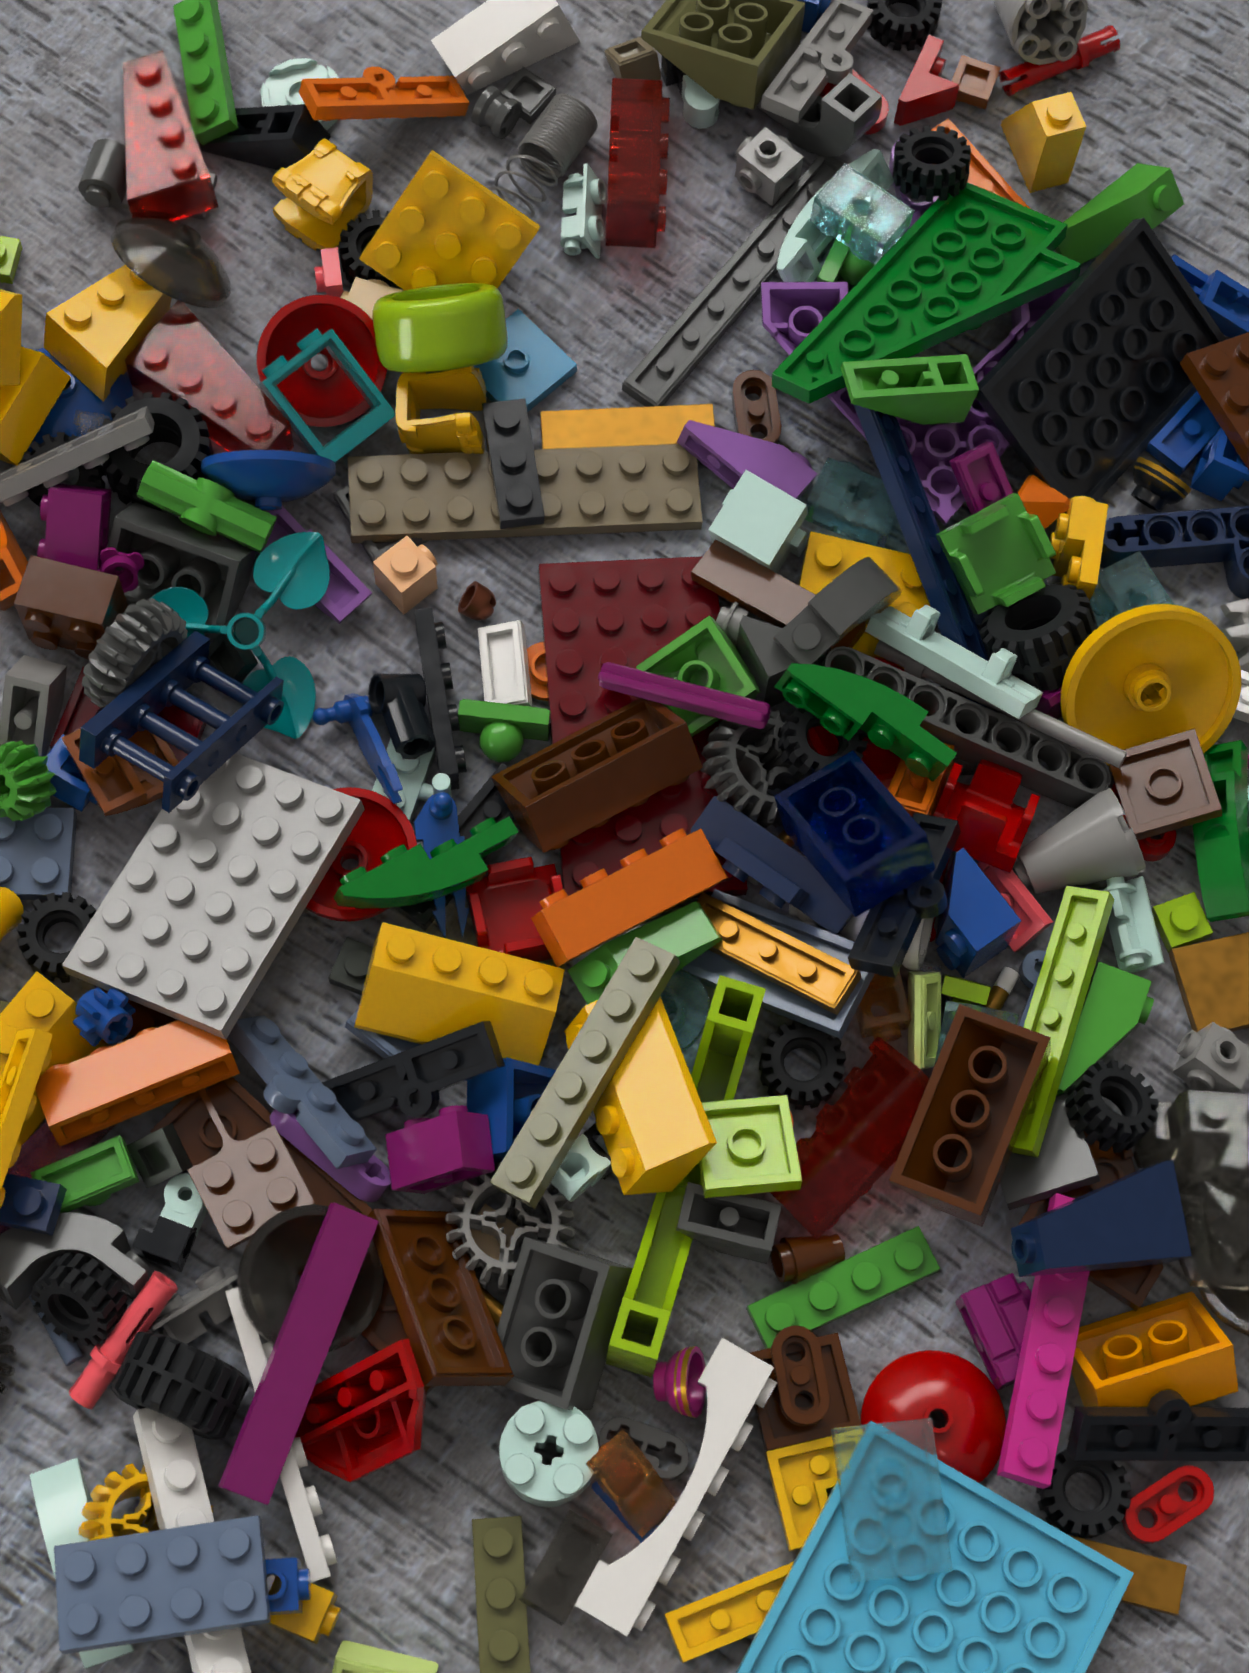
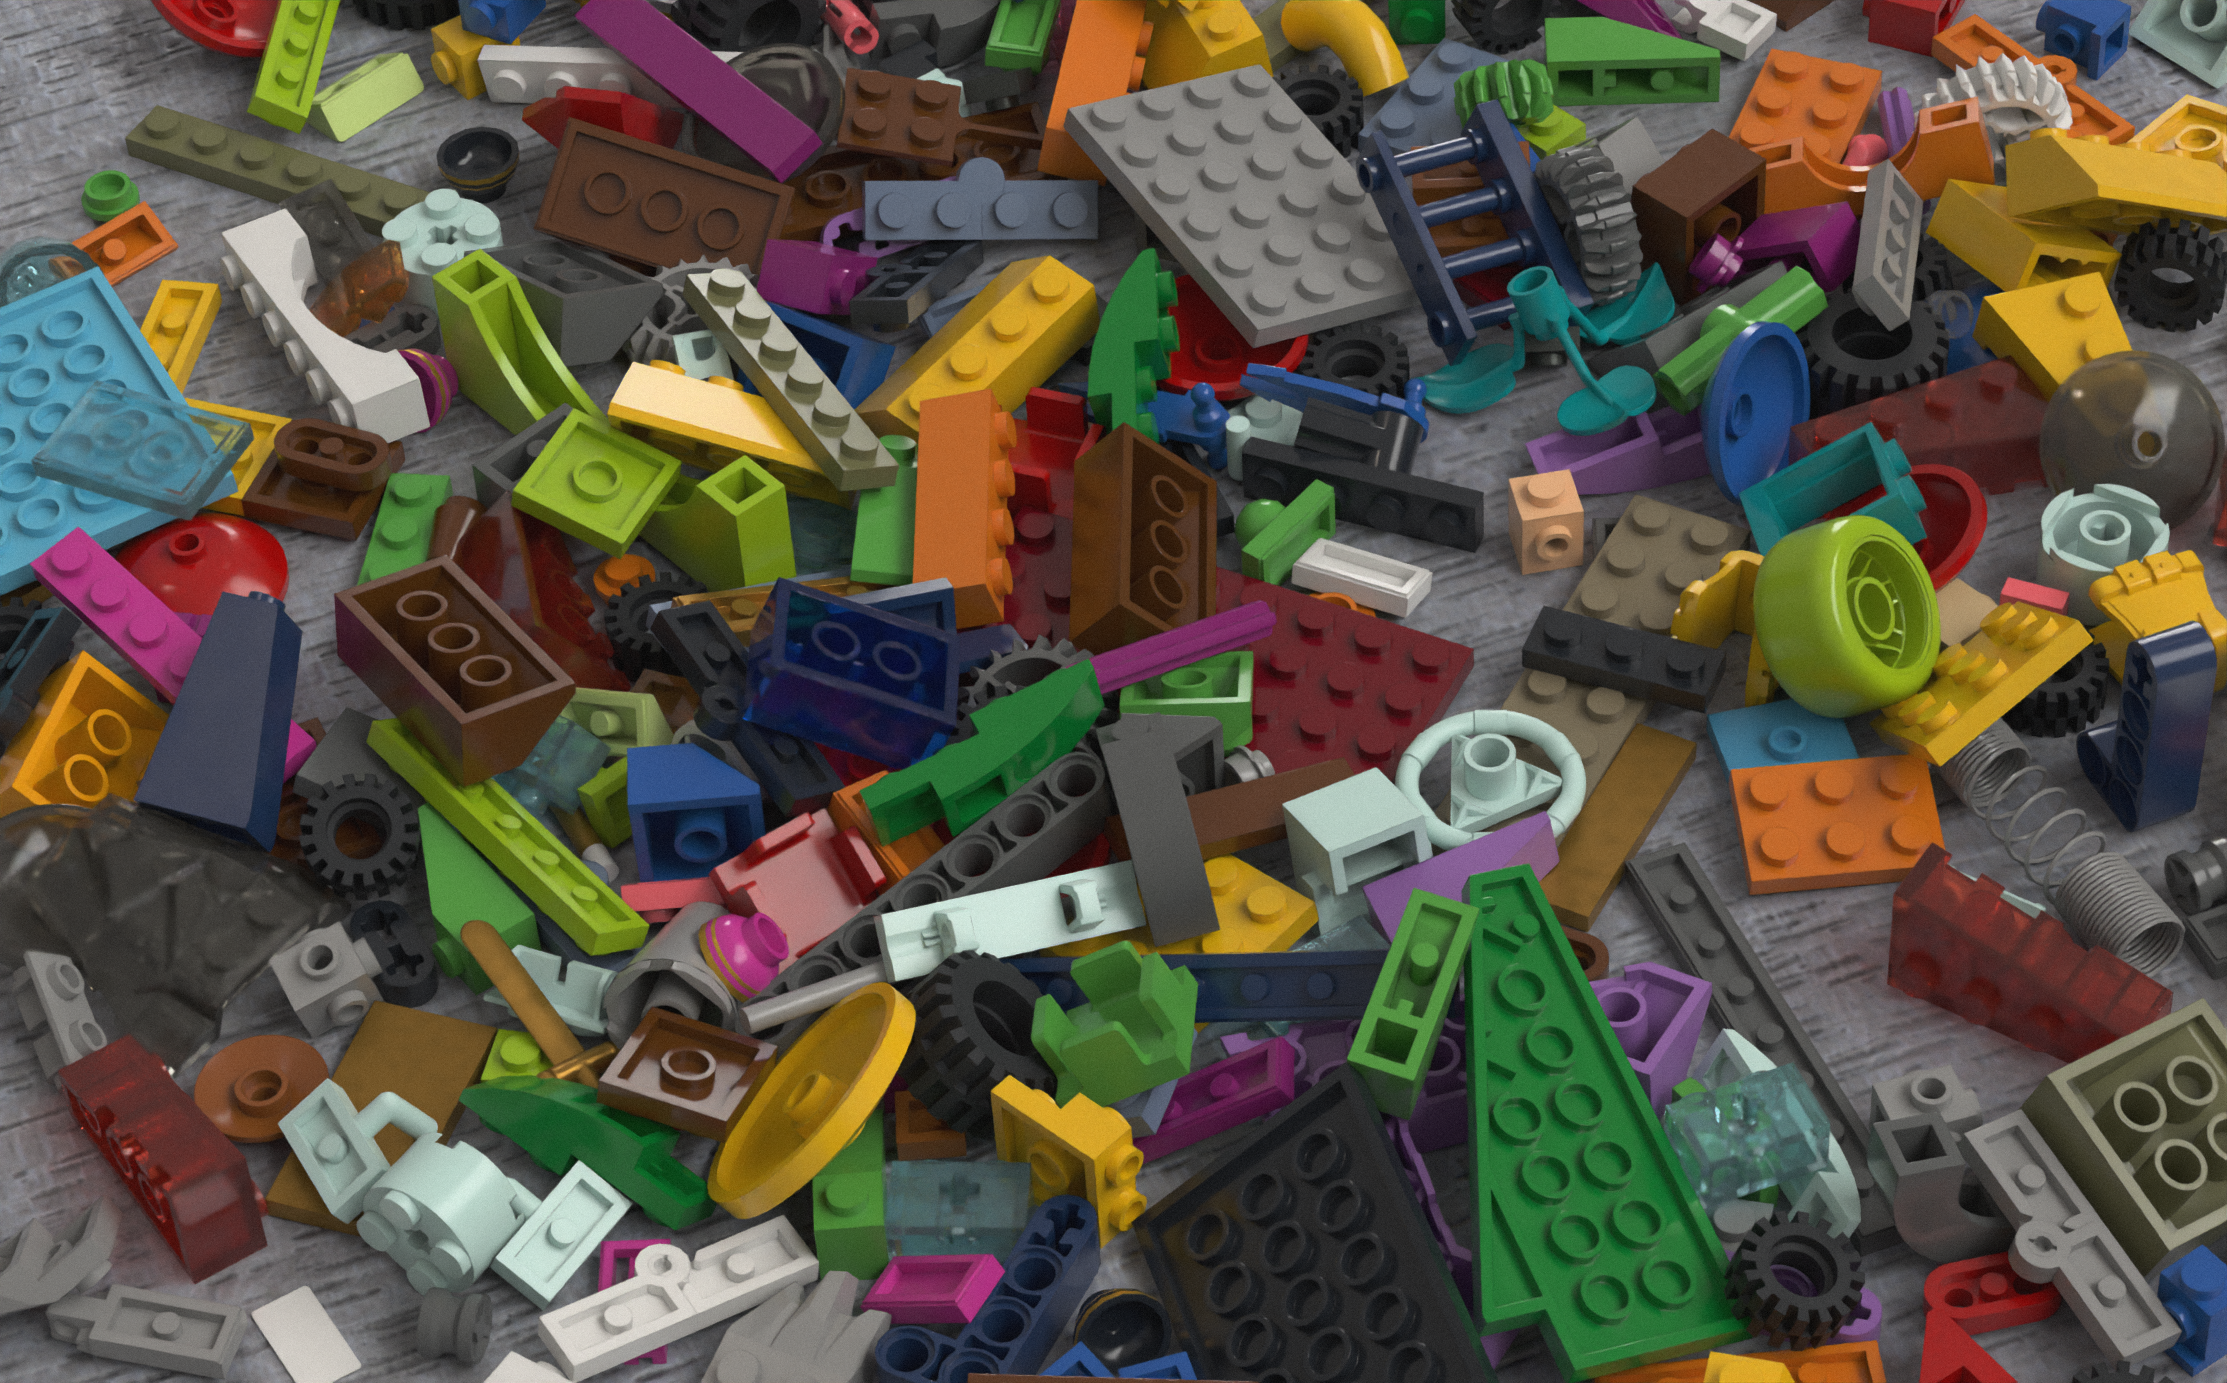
camera: 130 degrees right, 25 degrees down
(104, 1016) = (1172, 63): blue gear -> none
(269, 253) = (2092, 535): none -> light aqua brick
(331, 739) = (1359, 355): none -> black tyre
(428, 1507) = (479, 162): none -> black piece
(440, 121) = (2154, 751): none -> dark blue beam
(477, 602) = (1466, 585): copper hinge -> none
(564, 310) = (1833, 822): none -> orange plate
(655, 489) = (1488, 777): none -> light aqua piece
(1042, 500) = (1176, 1154): orange slope -> none
(1063, 804) = (743, 952): none -> dark pink piece
(1144, 1049) = (405, 949): none -> black beam
(1163, 910) = (534, 1009): none -> pearl gold sword
(1200, 578) = (934, 1288): none -> dark pink tile

